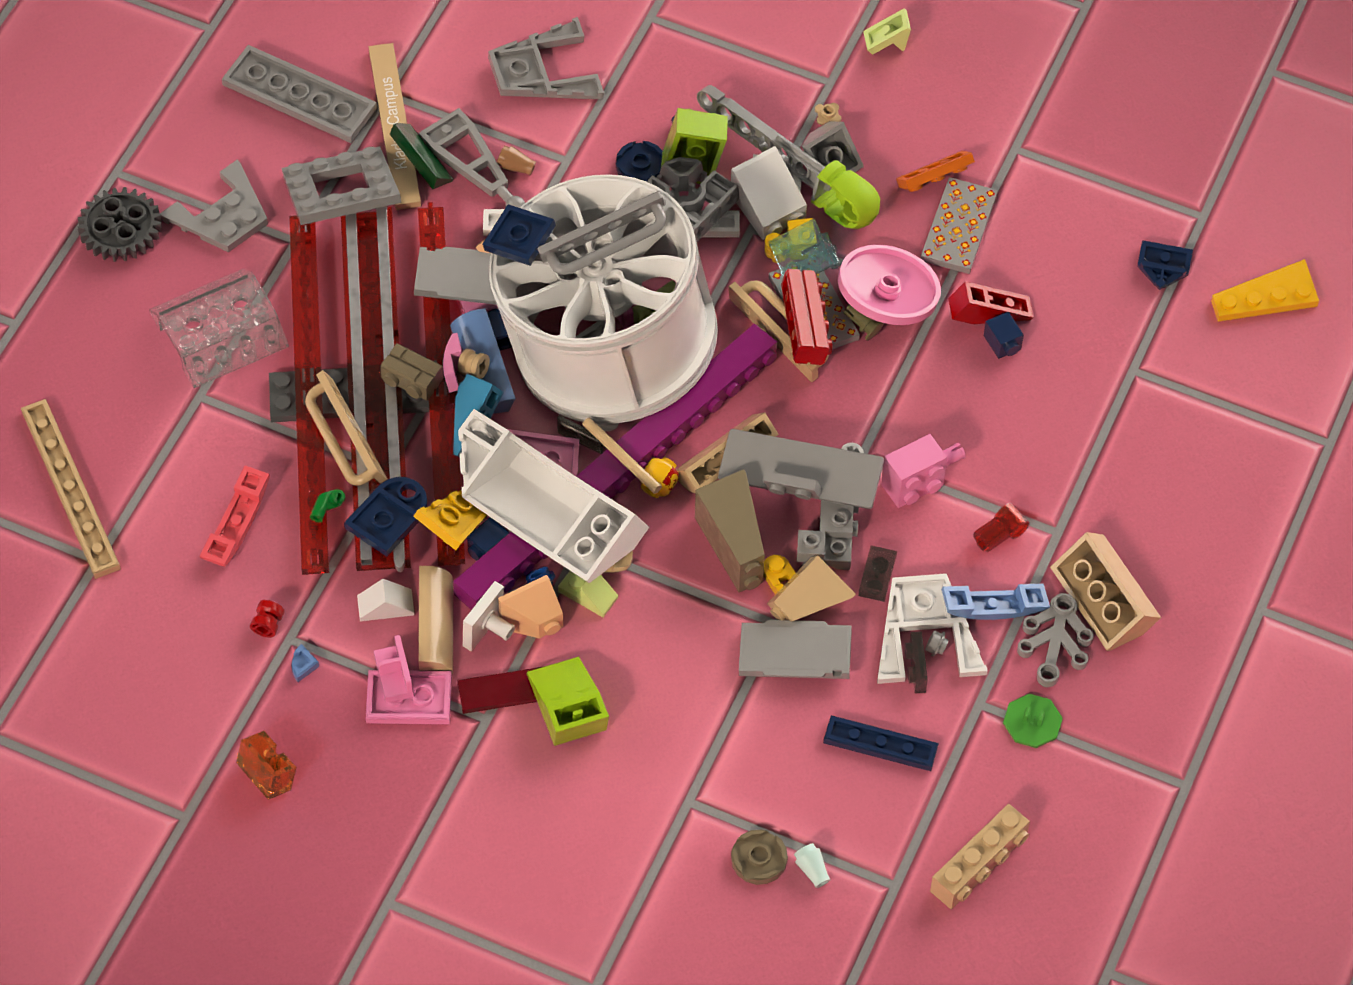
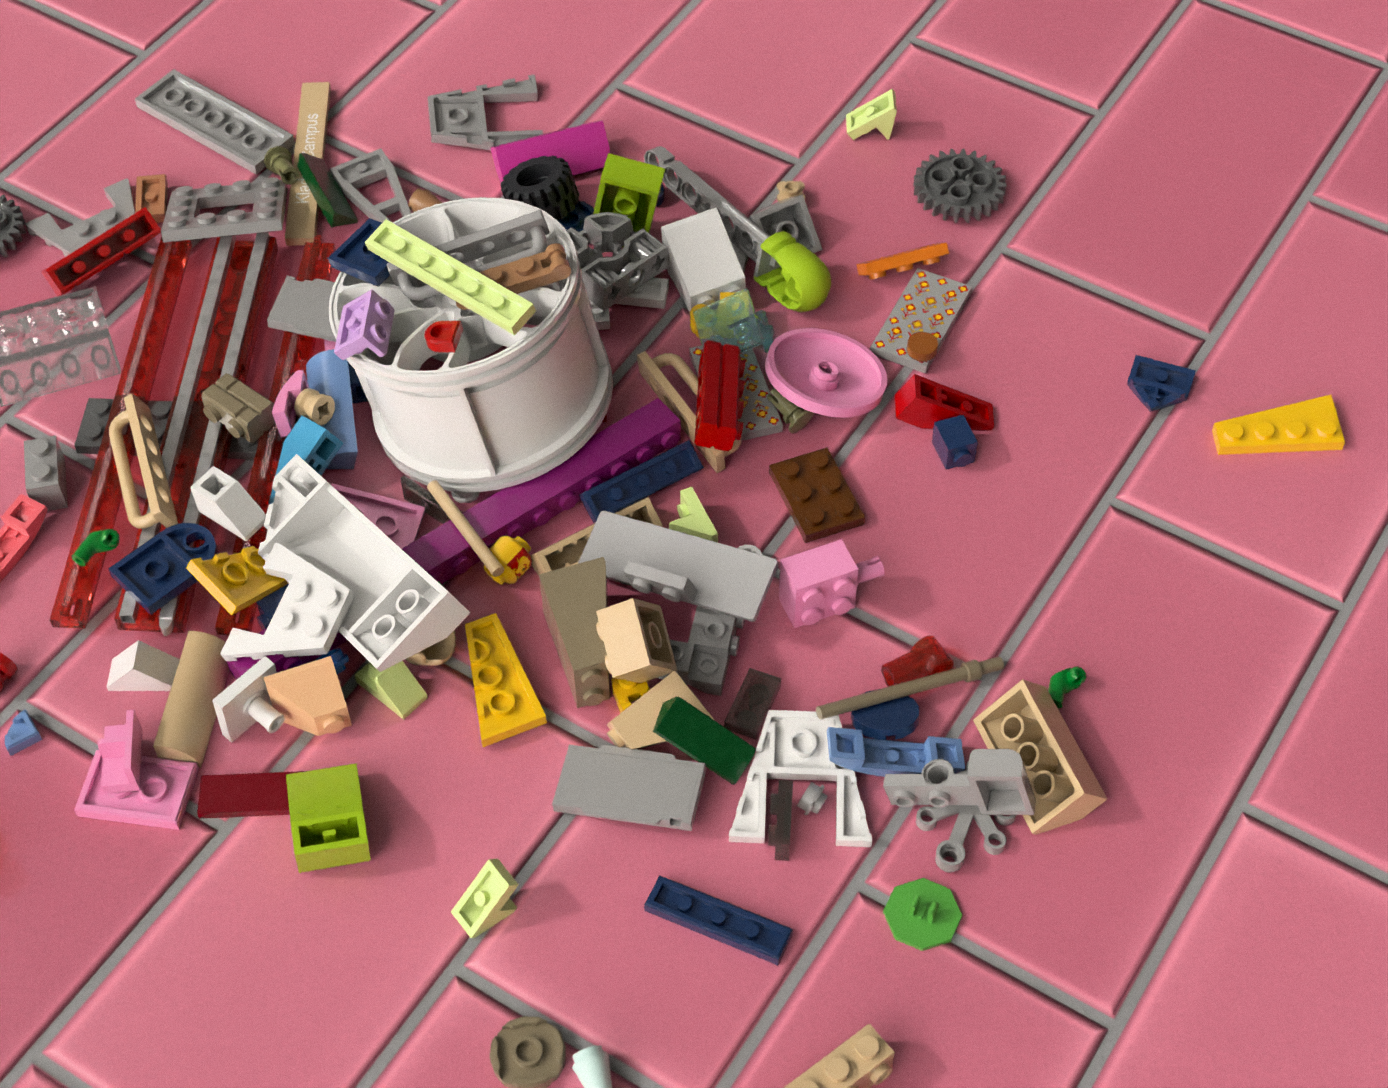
camera: 10 degrees right, 5 degrees down
(243, 237) = (101, 251): none -> red brick
(256, 443) = (45, 472): none -> light grey brick
(266, 178) = (152, 194): none -> nougat plate
(372, 131) = (280, 162): none -> olive pin
(428, 457) = (227, 503): none -> white slope
(516, 543) = (305, 616): none -> white wing
(530, 303) = (364, 324): none -> lavender bracket
(597, 257) = (450, 277): none -> yellowish green plate
(598, 306) = (443, 336): none -> red tile
(612, 99) = (581, 146): none -> dark pink brick
(612, 138) = (543, 184): none -> black tyre
(642, 250) = (530, 271): none -> medium nougat plate
(675, 580) = (501, 687): none -> yellow wing
(704, 748) = (486, 899): none -> yellowish green slope
(753, 397) = (642, 480): none -> dark blue tile
(783, 536) = (635, 641): none -> tan brick
(803, 426) = (693, 517): none -> yellowish green slope
(848, 606) = (703, 739): none -> dark green slope
(897, 392) = (816, 495): none -> reddish brown plate
(964, 251) = (922, 346): none -> dark orange tile
(973, 93) = (959, 185): none -> dark grey gear
(982, 570) = (888, 718): none -> dark blue tile
(1041, 529) = (967, 671): none -> dark tan bar
(1076, 616) = (993, 782): none -> light grey plate
(1118, 528) = (1065, 682): none -> green arm

